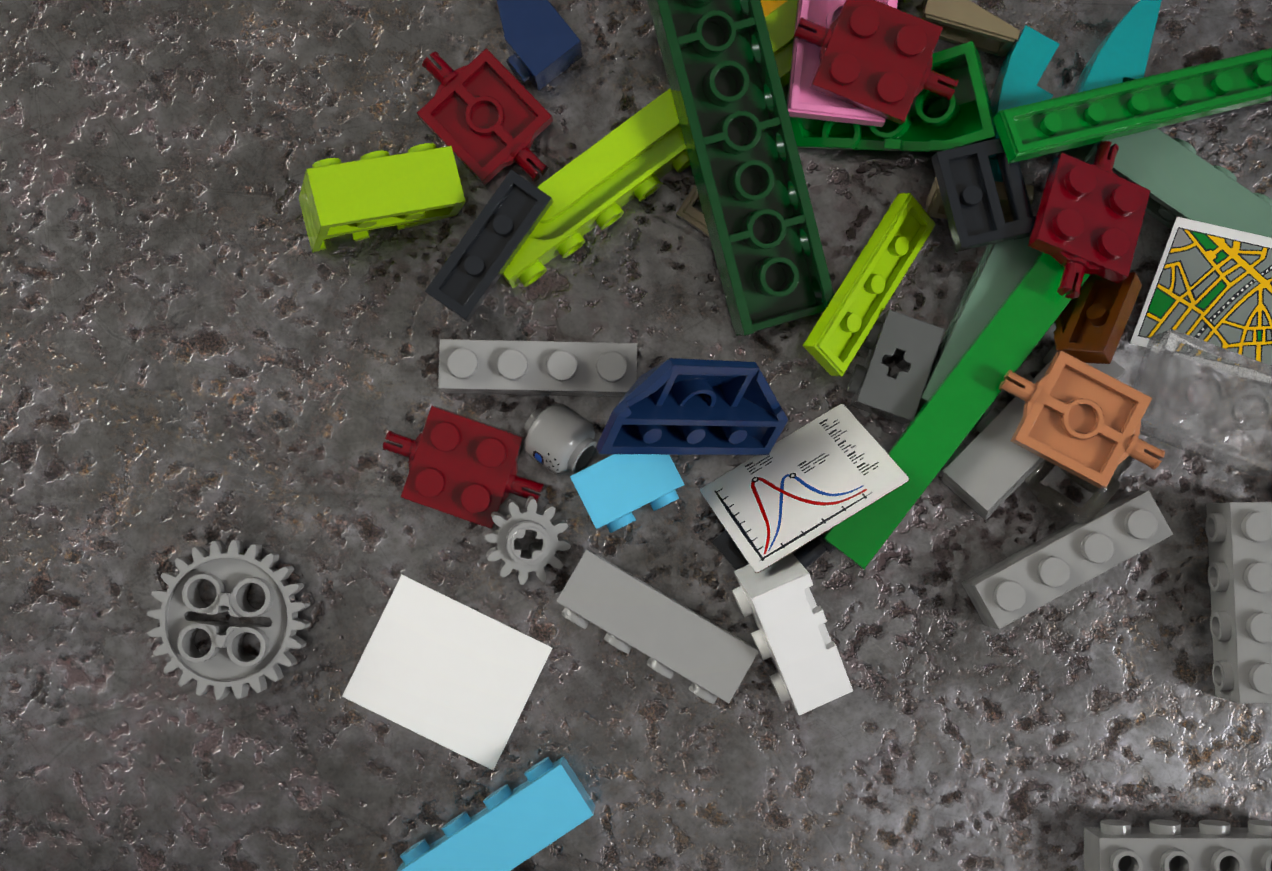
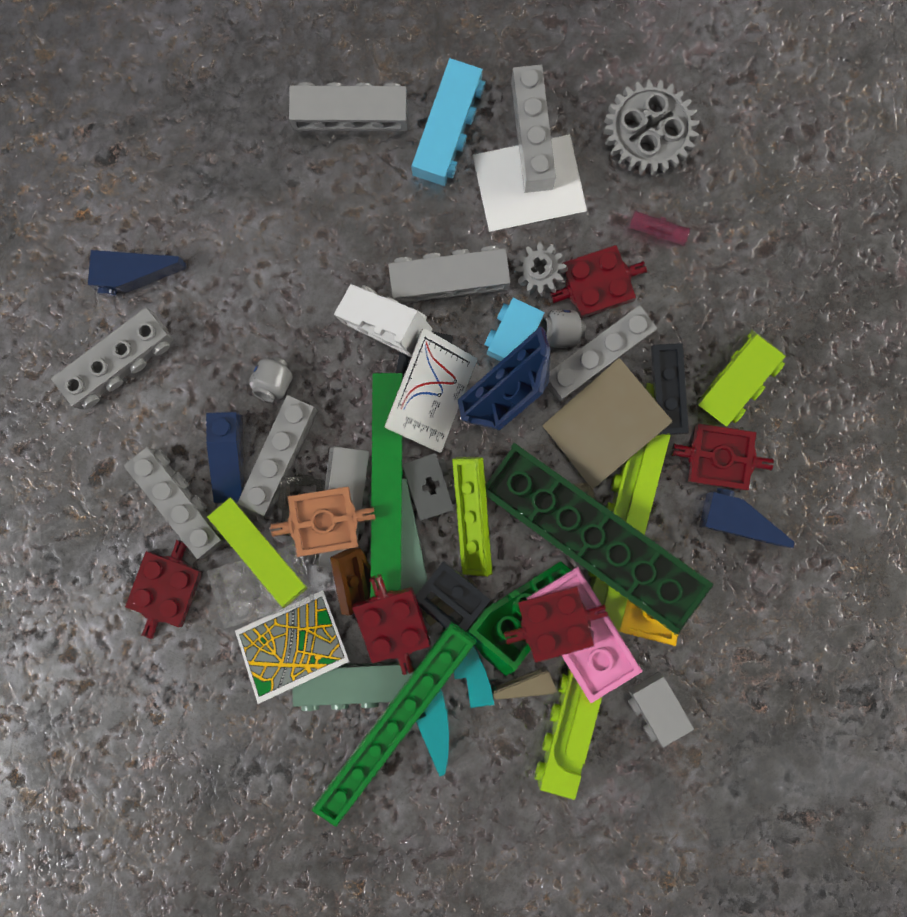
camera: 140 degrees right, 0 degrees up
(325, 475) = (659, 228): none -> clear pink pin
(386, 741) = (533, 128): none -> light grey brick
(602, 268) = (607, 423): none -> dark tan sticker
(998, 670) = (270, 379): none -> light grey head
(1132, 616) = (225, 455): none -> dark blue slope
(1198, 446) = (257, 552): none -> lime tile

